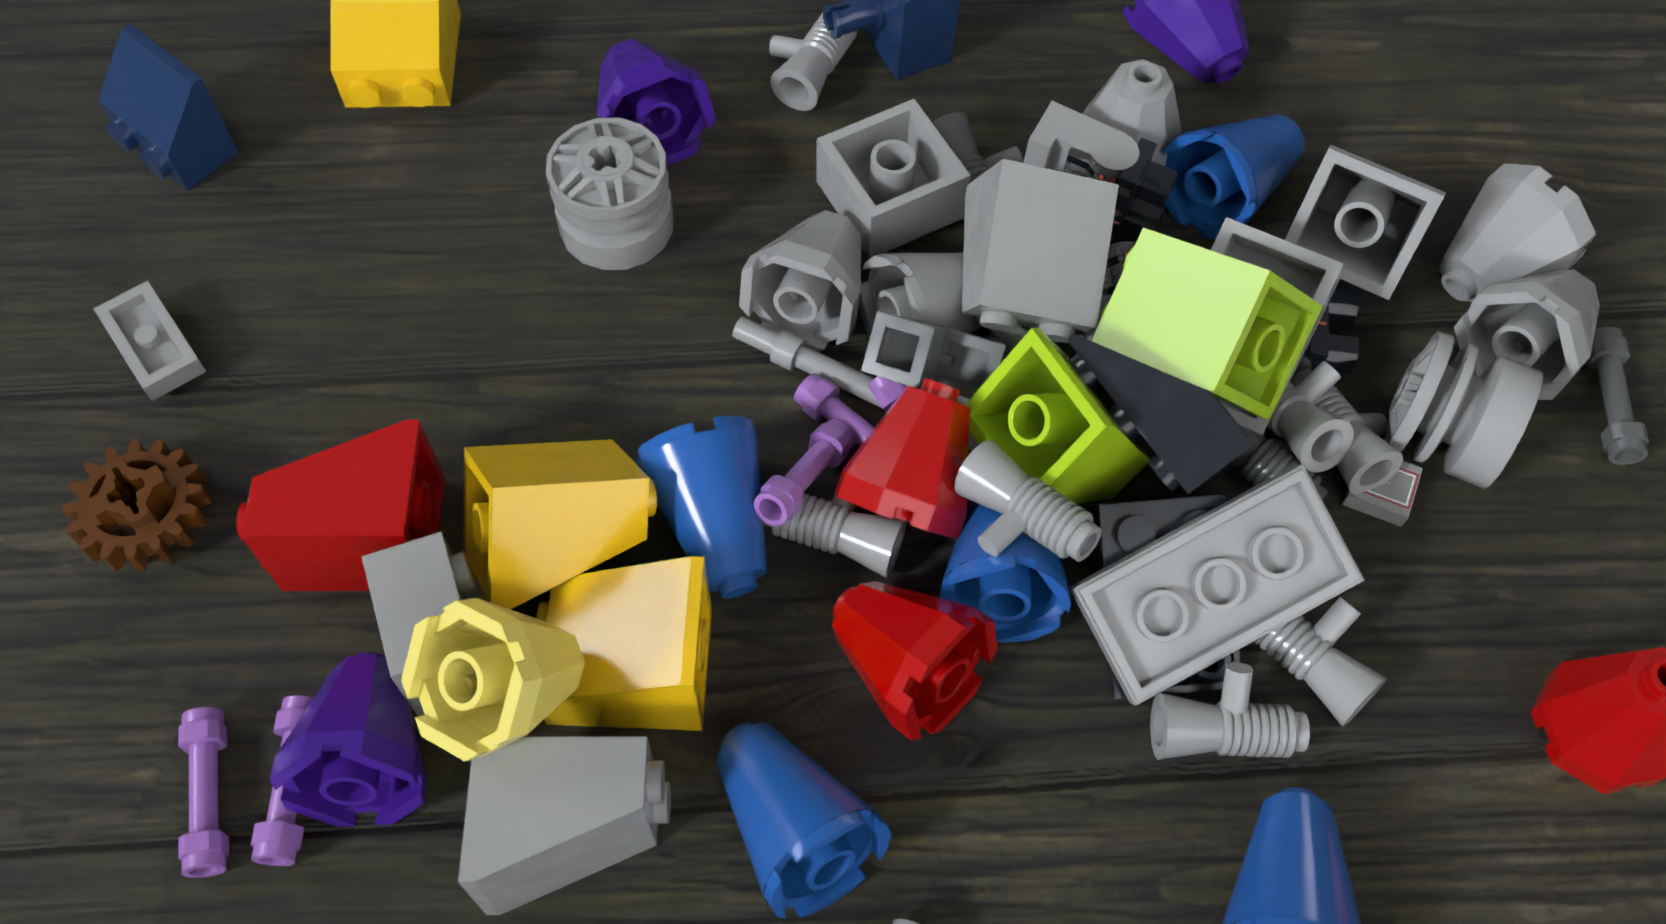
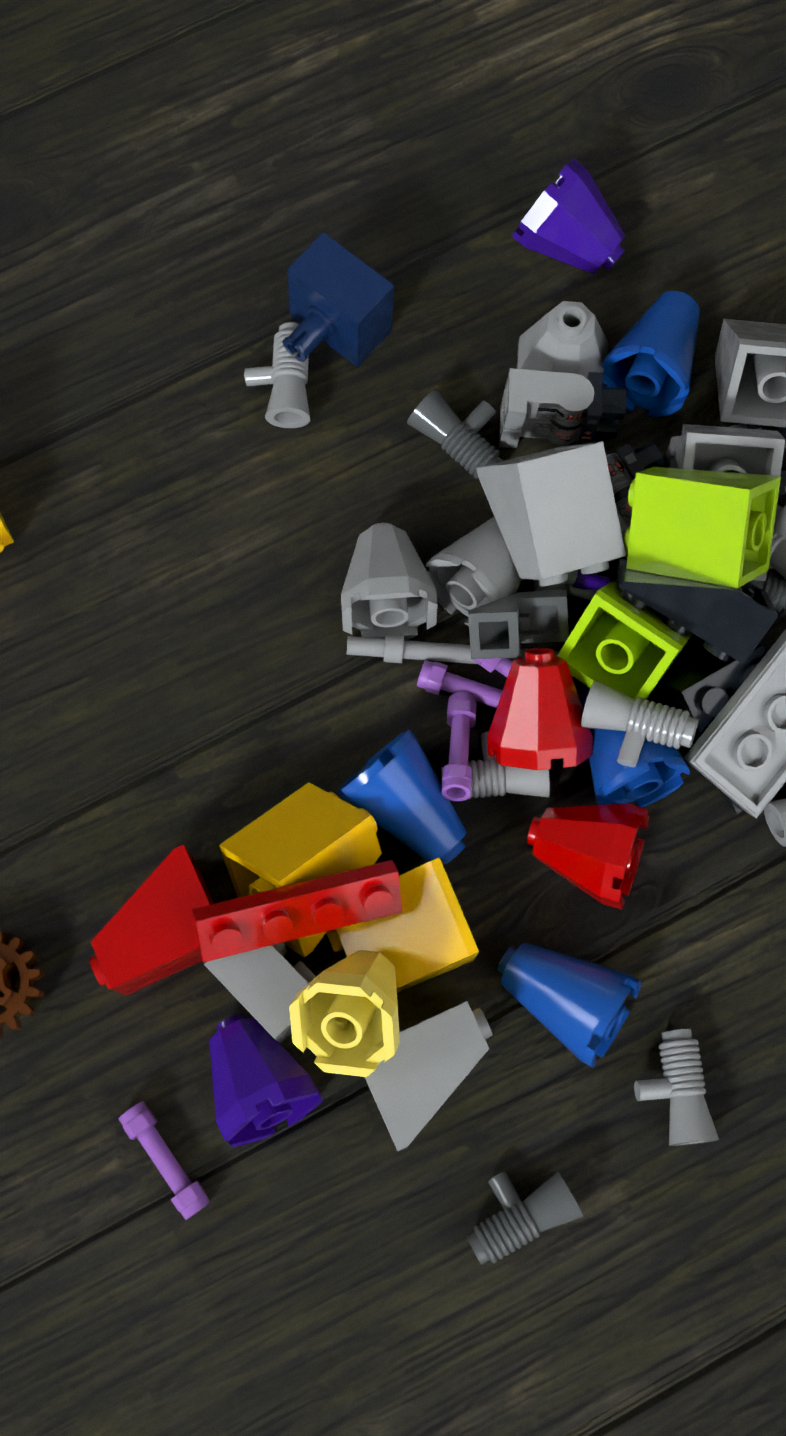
camera: 25 degrees left, 15 degrees up
(278, 837) = (234, 1167): medium lavender bar -> none
(497, 536) = (297, 910): none -> red plate
(611, 193) = (221, 593): light grey wheel -> none
(658, 93) = (184, 481): dark purple cone -> none
(892, 177) = (406, 471): light grey brick -> none

